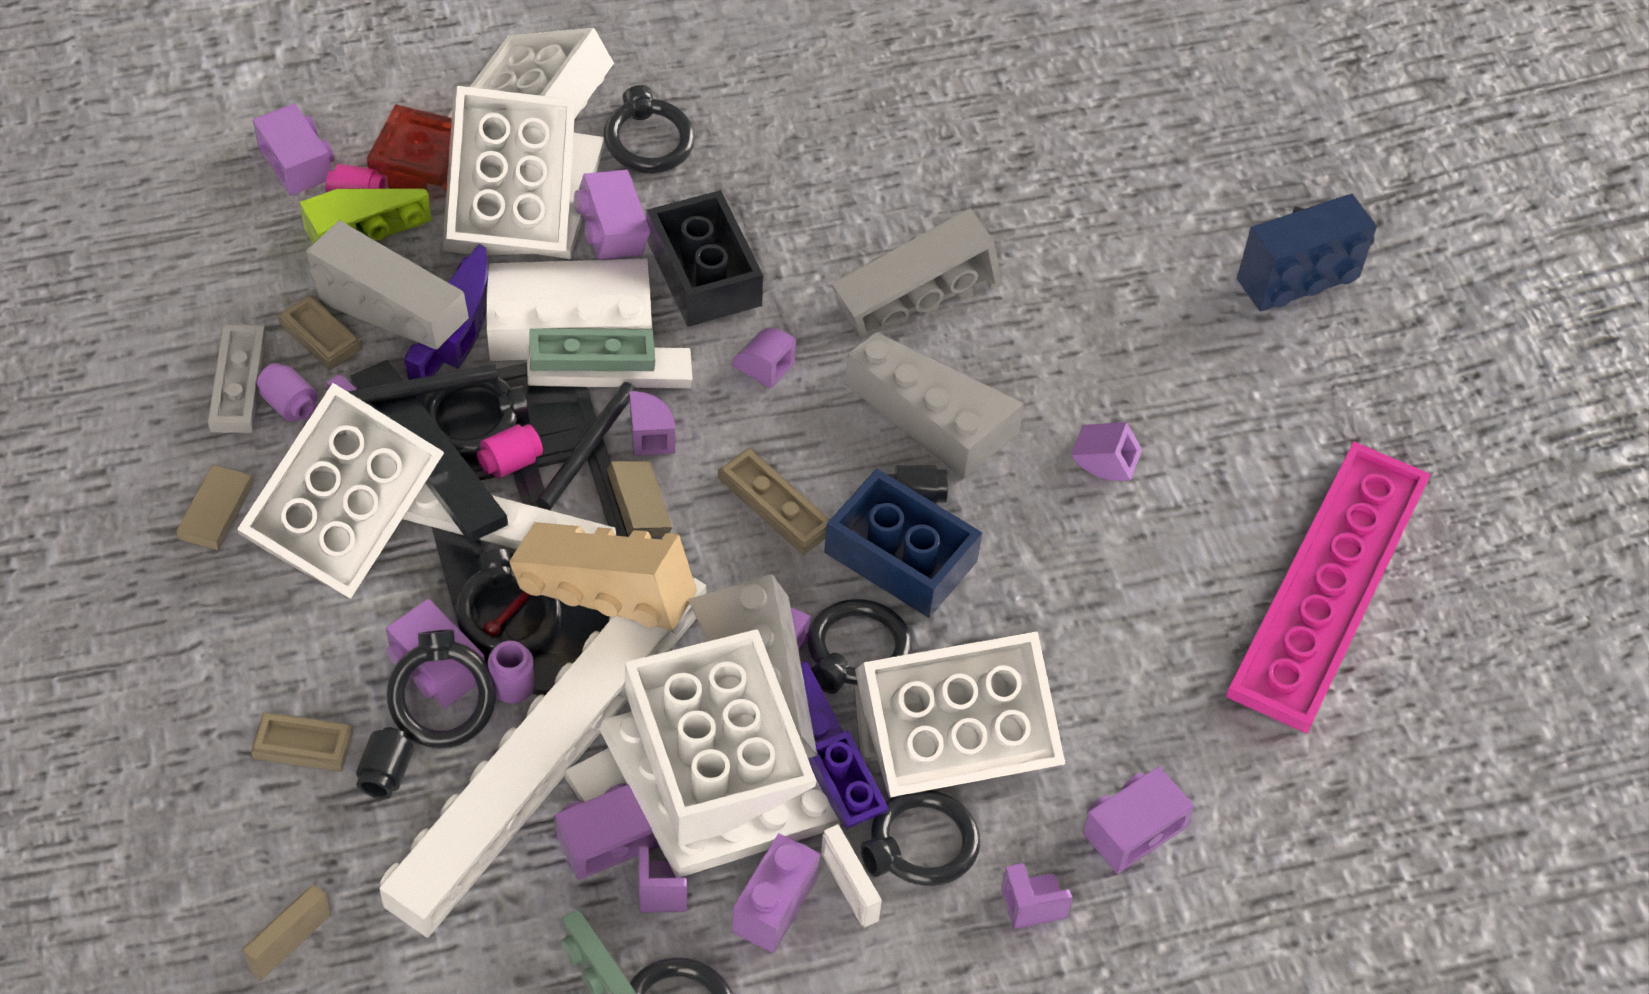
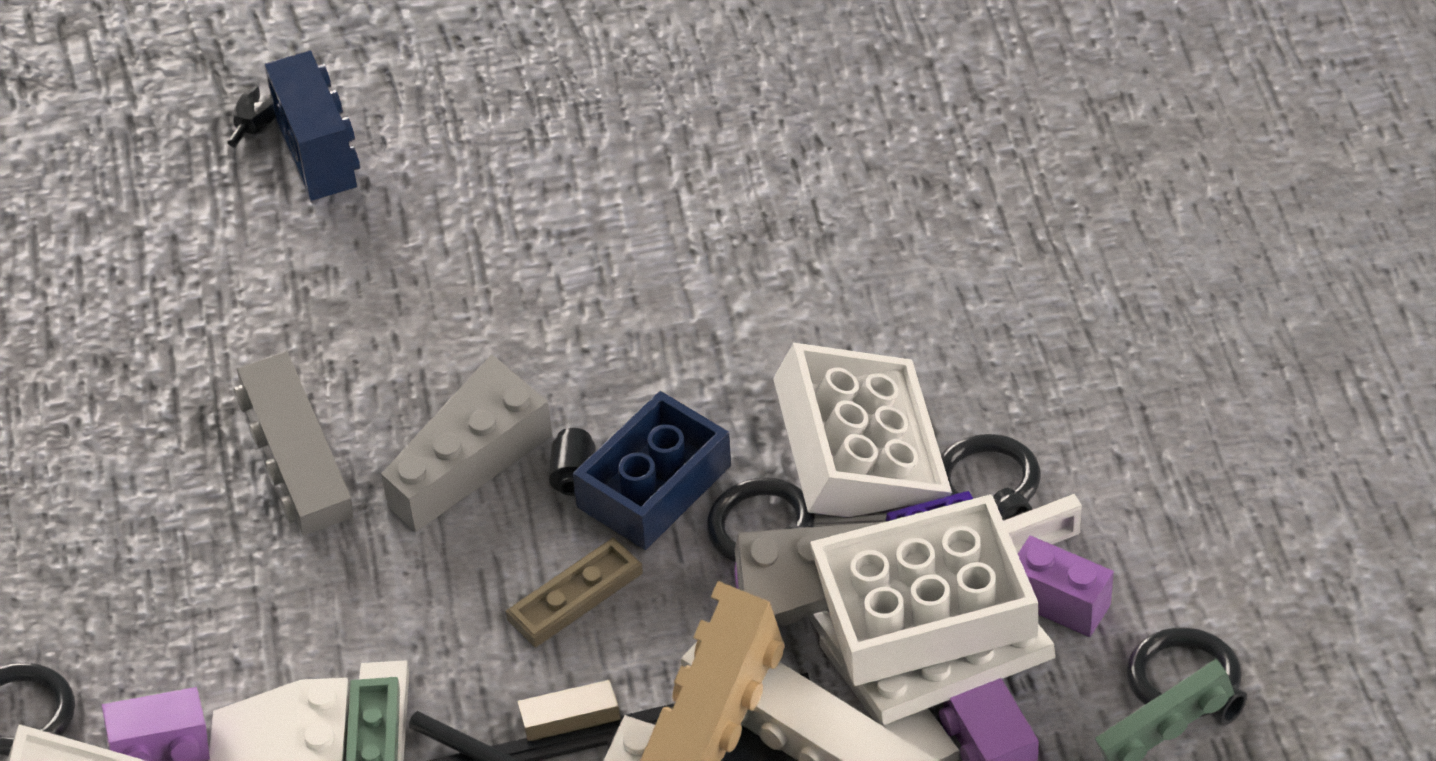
camera: 80 degrees left, 5 degrees down
(651, 425) = (470, 697): medium lavender brick -> none
(659, 886) = (1049, 686): medium lavender panel -> none
(704, 258) = (241, 638): black brick -> none
(767, 356) = (378, 592): medium lavender brick -> none
(1035, 898) = (1051, 399): medium lavender panel -> none
(1107, 450) = (536, 308): medium lavender brick -> none
(1137, 818) = (968, 313): medium lavender brick -> none
(1328, 588) = (708, 158): dark pink plate -> none

